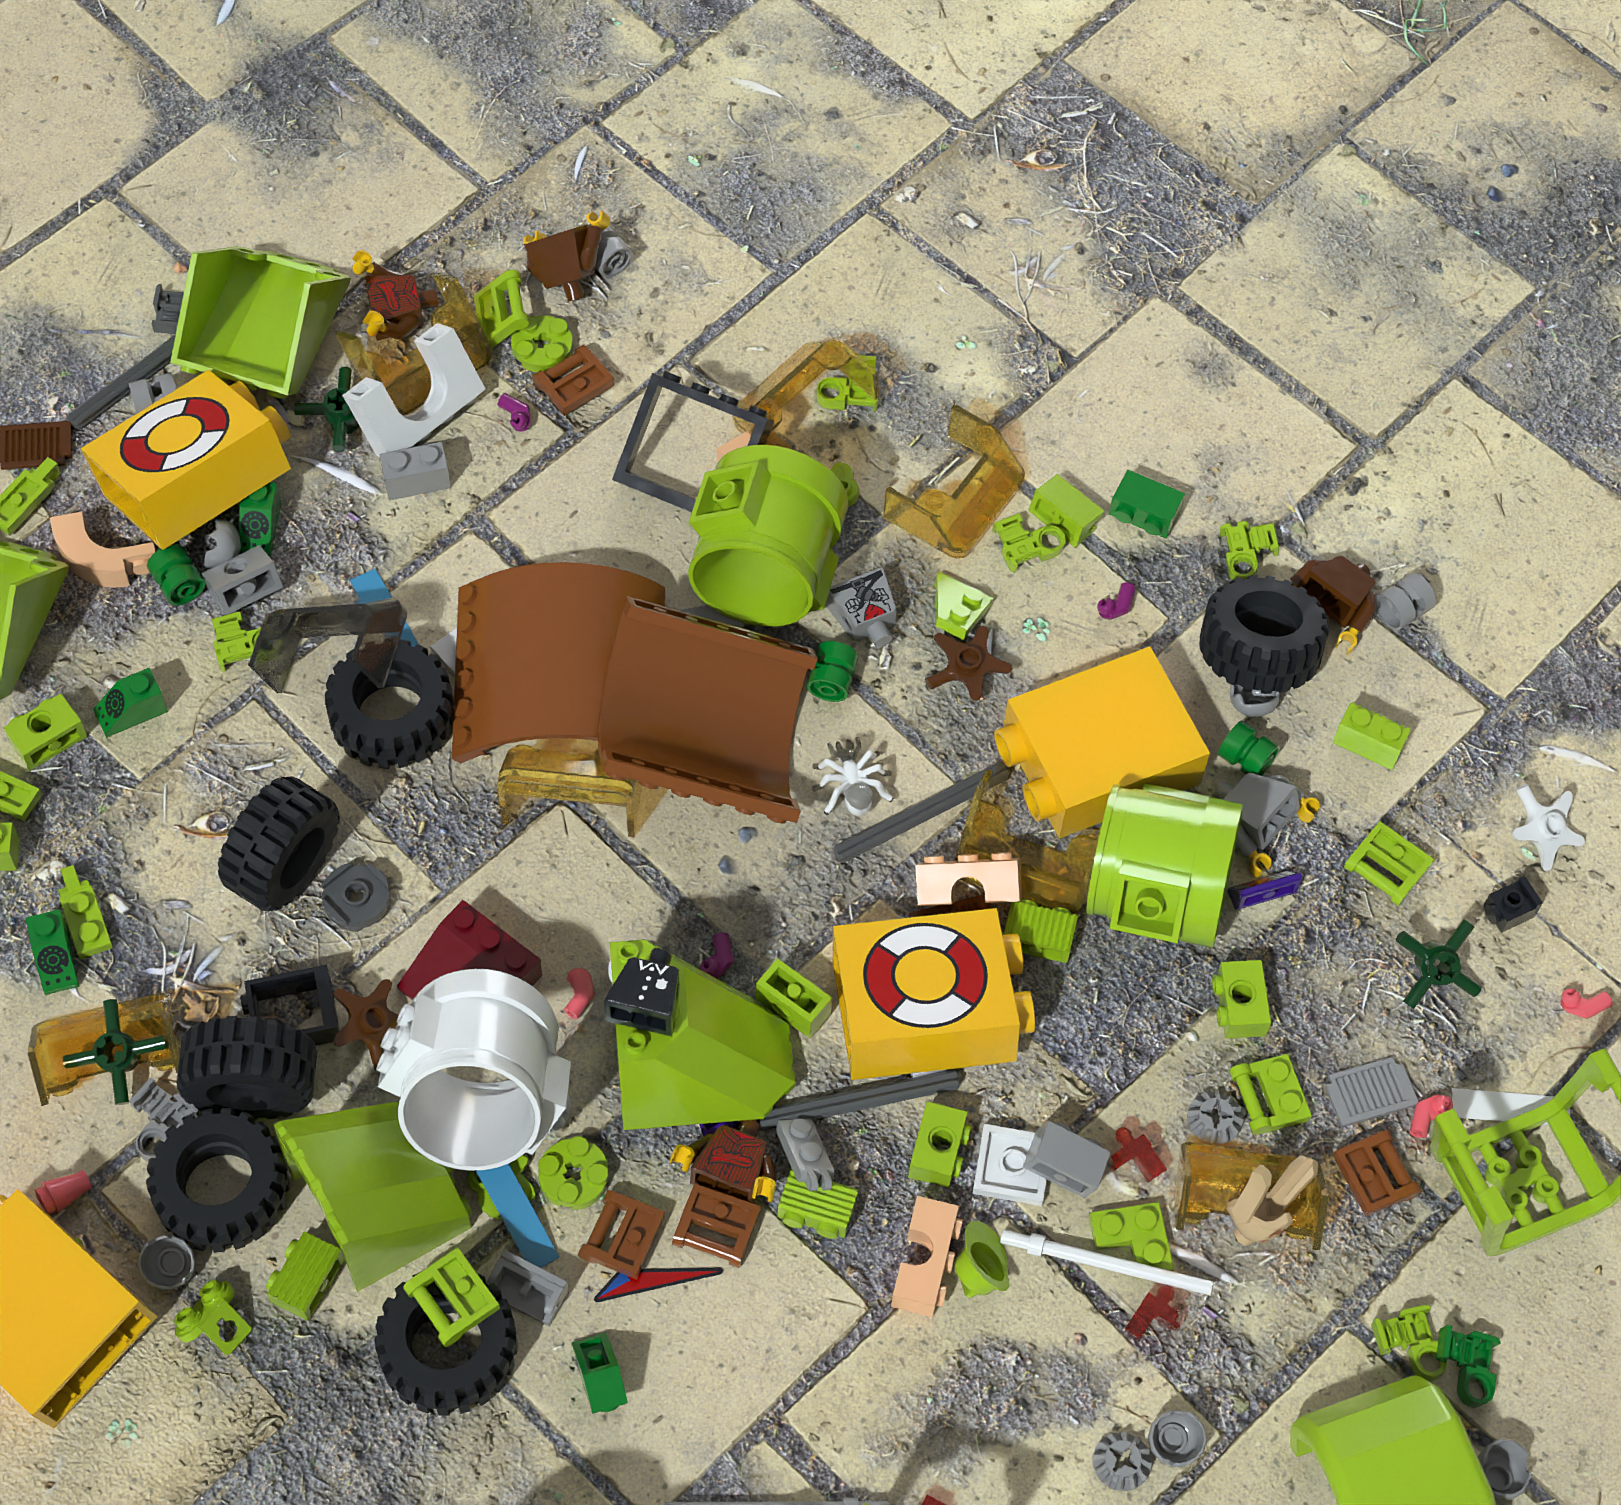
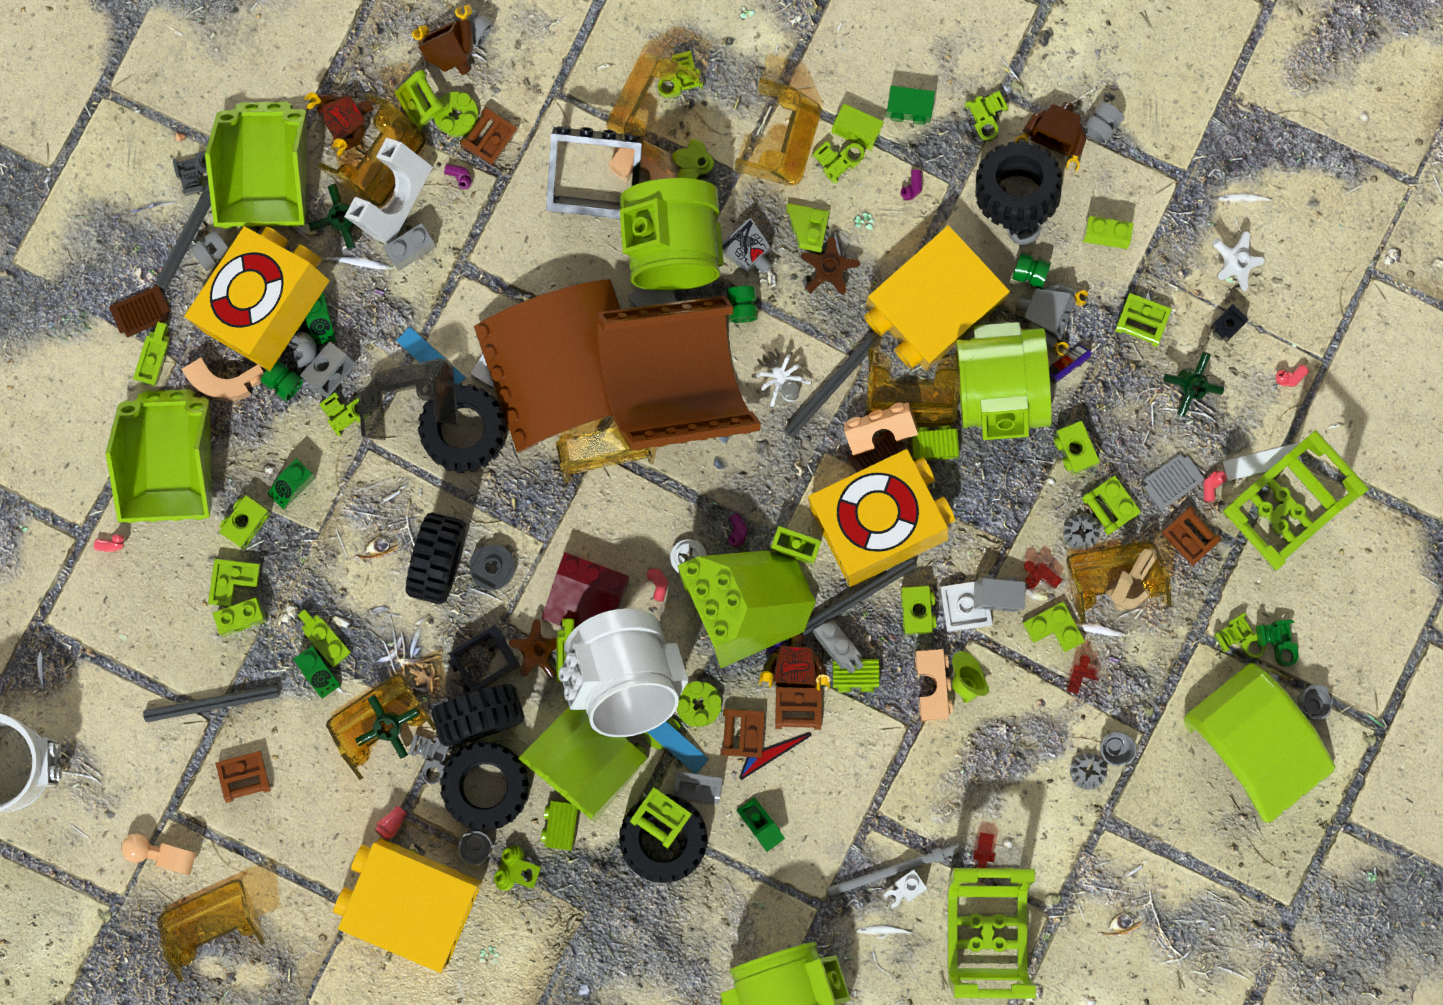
camera: 15 degrees left, 20 degrees up
(645, 994) = (716, 599): torso -> none
(1038, 1245) = (998, 653): white bar -> none

